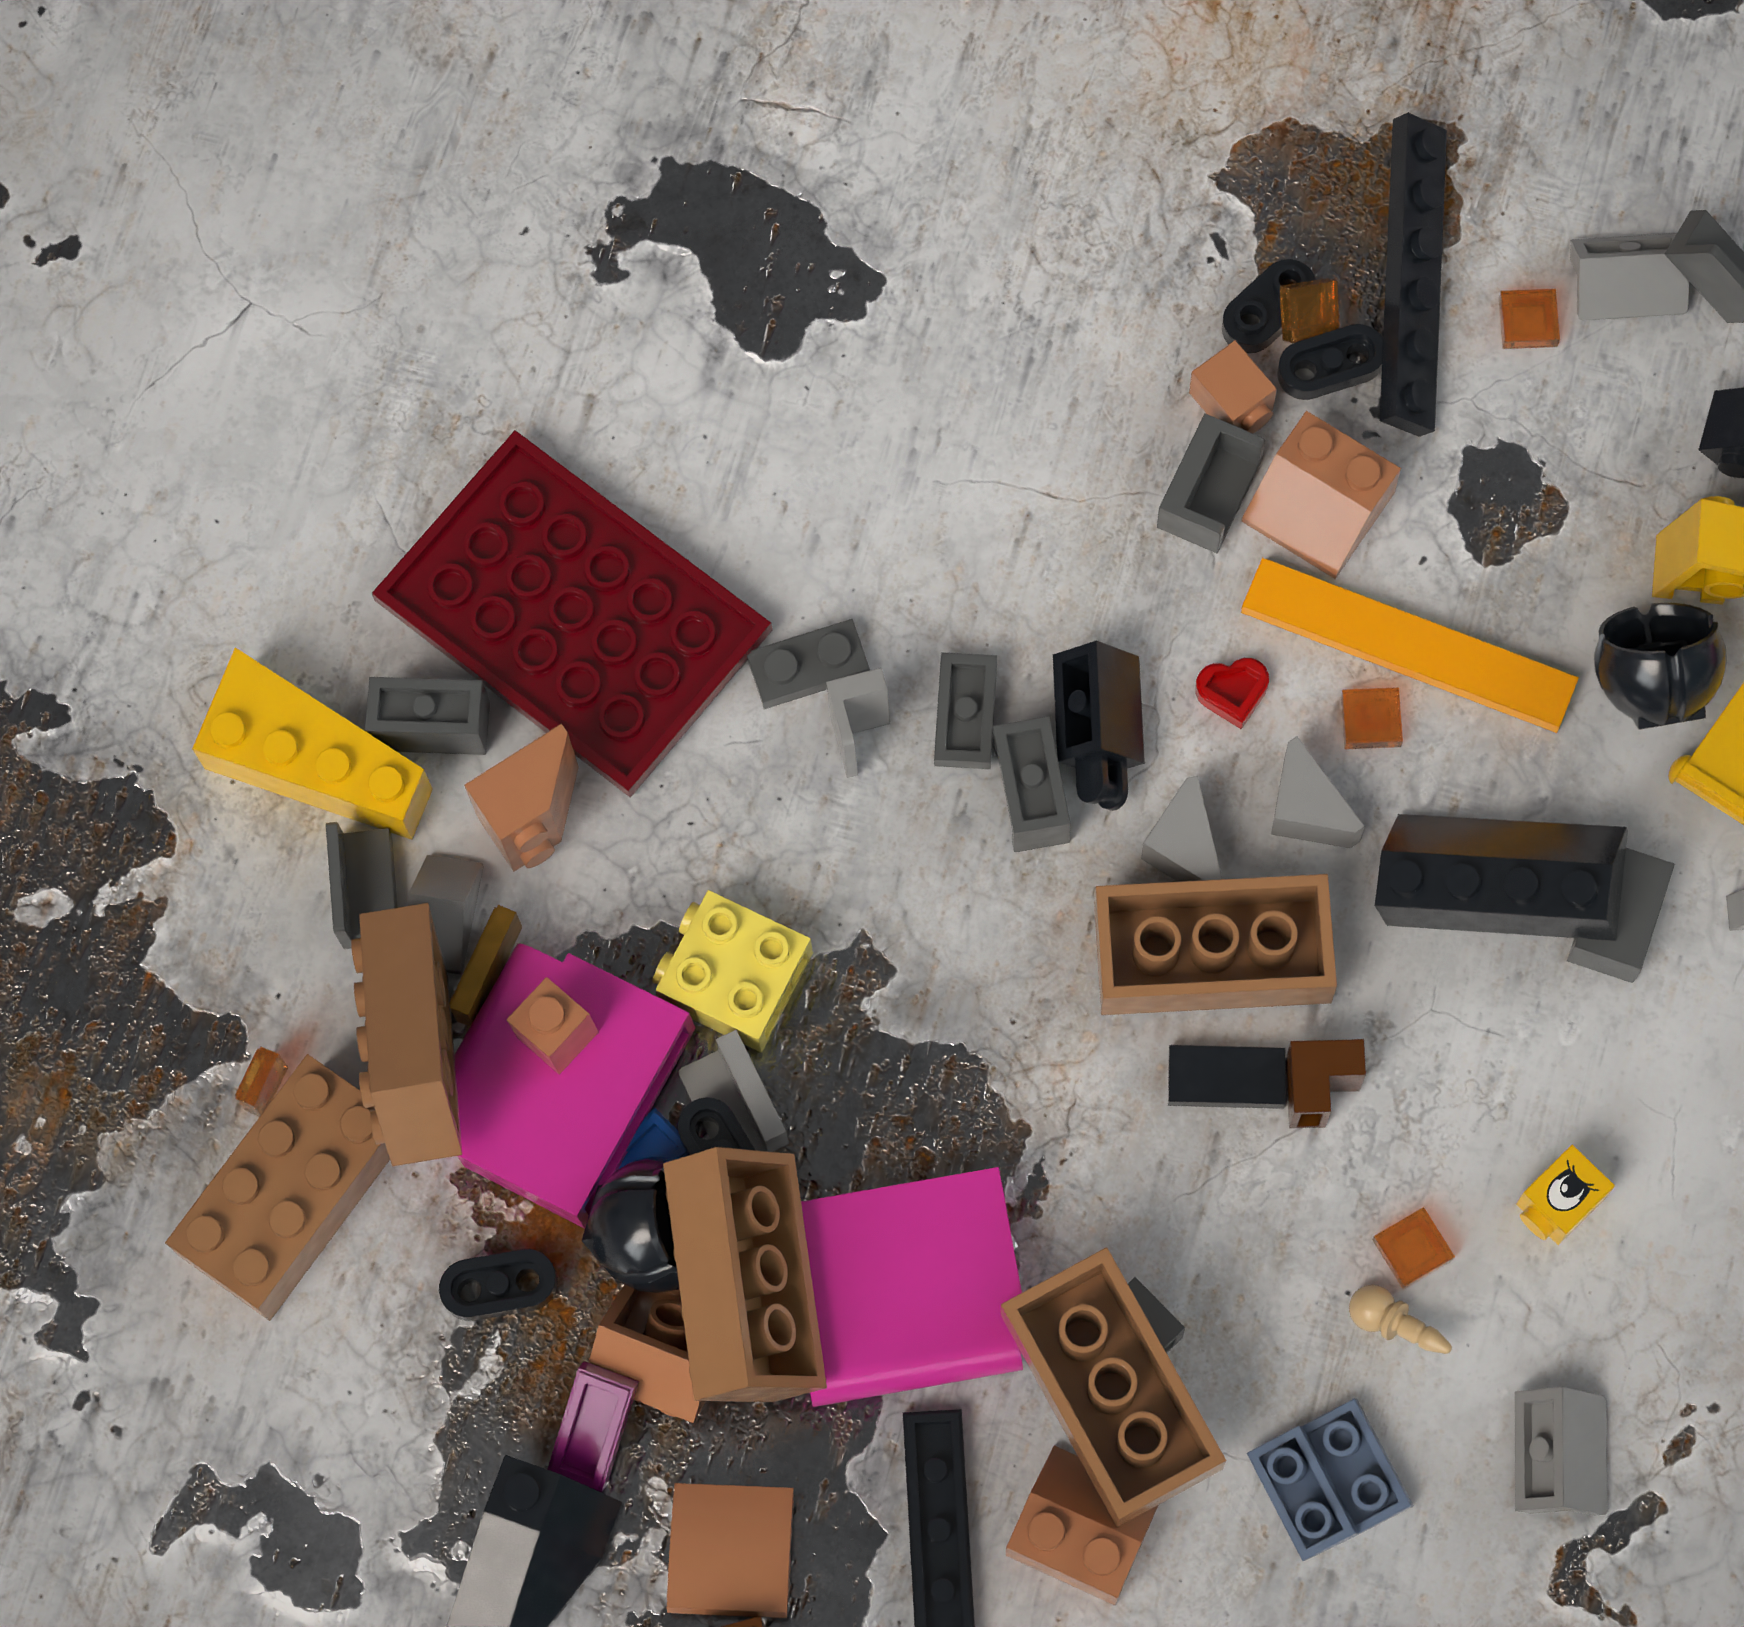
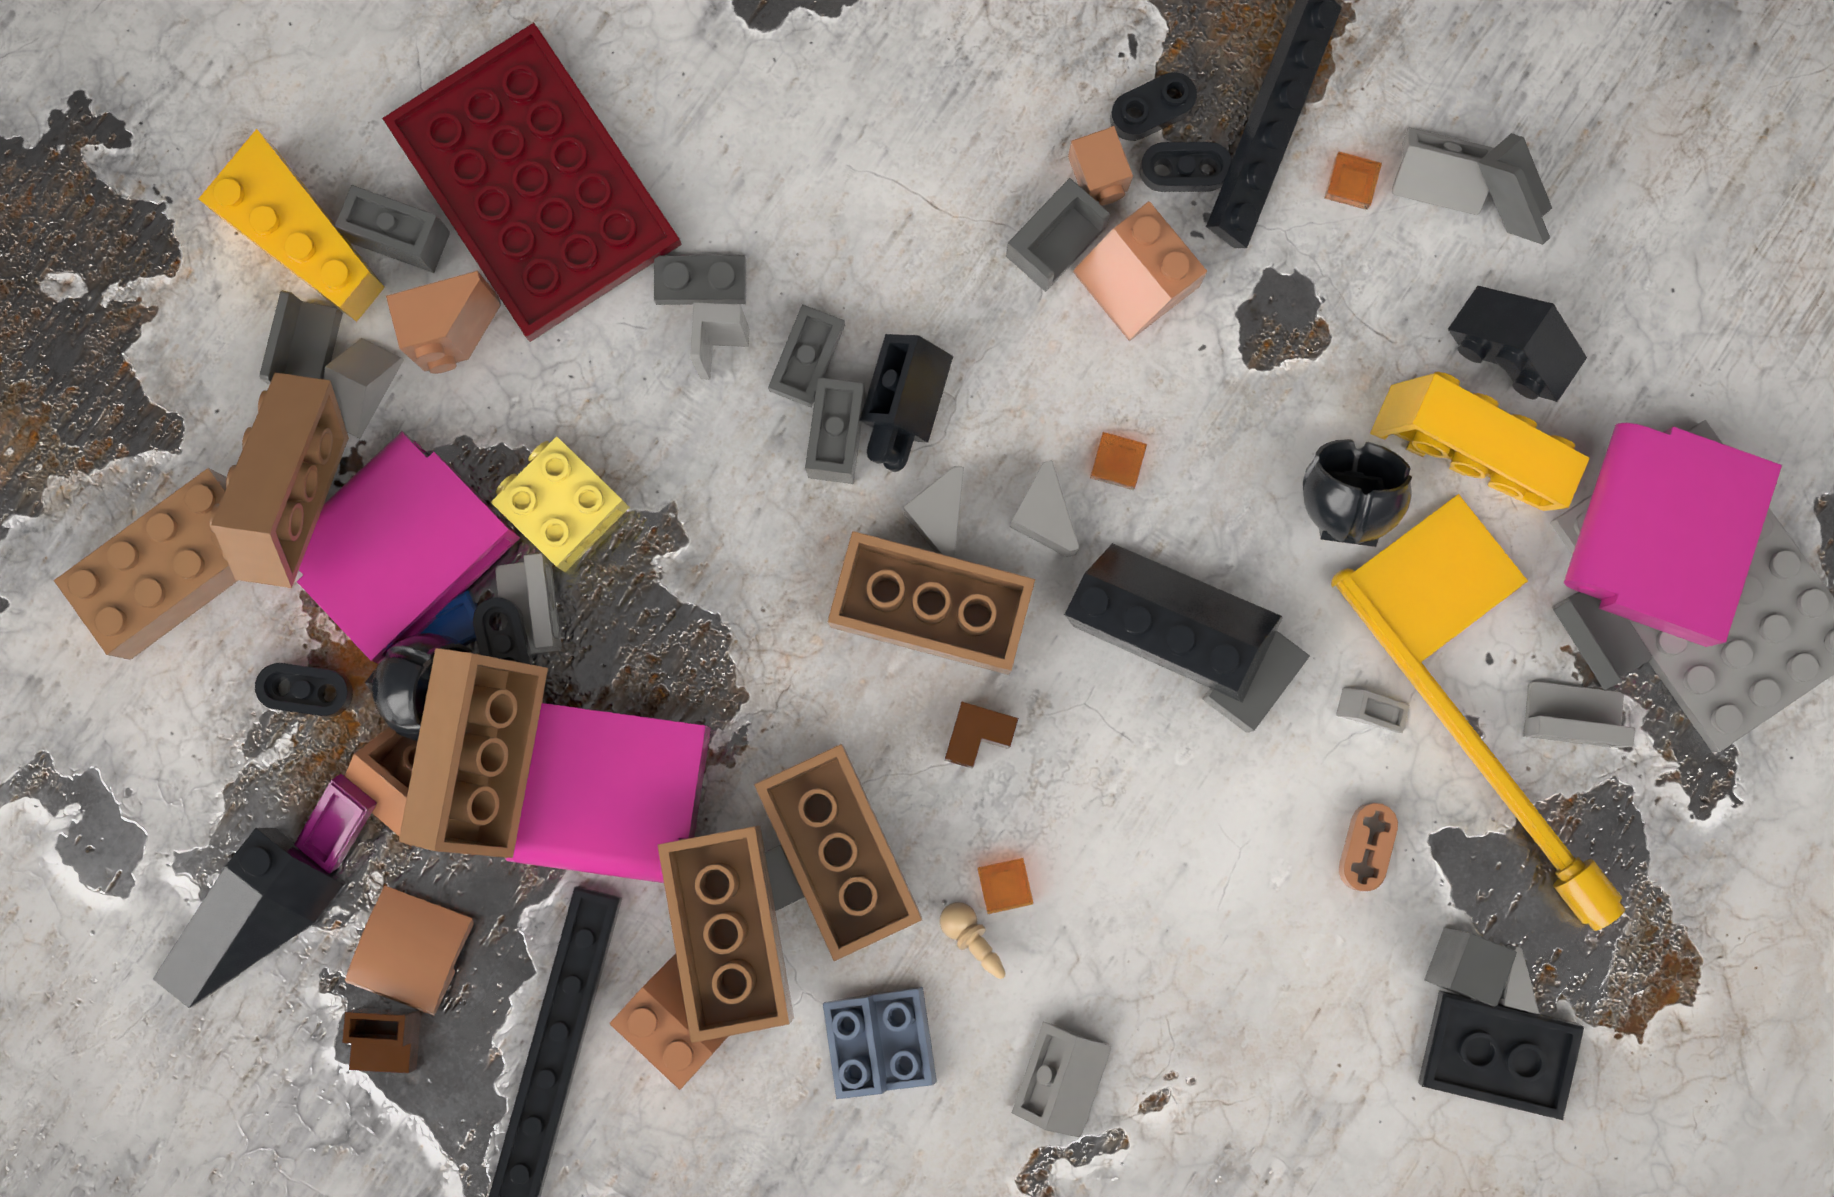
camera: 15 degrees right, 10 degrees up
(261, 1081) = (174, 474): clear orange tile -> none
(485, 964) = (373, 437): pearl gold tile -> none
(552, 1025) = (394, 508): nougat brick -> none
(1206, 1264) = (838, 852): none -> medium nougat brick
(1226, 1076) = (909, 706): black tile -> none
(1233, 689) = (1019, 404): red tile -> none
(1309, 309) = (1182, 118): clear orange tile -> none
(1409, 645) = (1167, 412): light orange tile -> none
(1563, 1196) = (1132, 885): yellow brick -> none

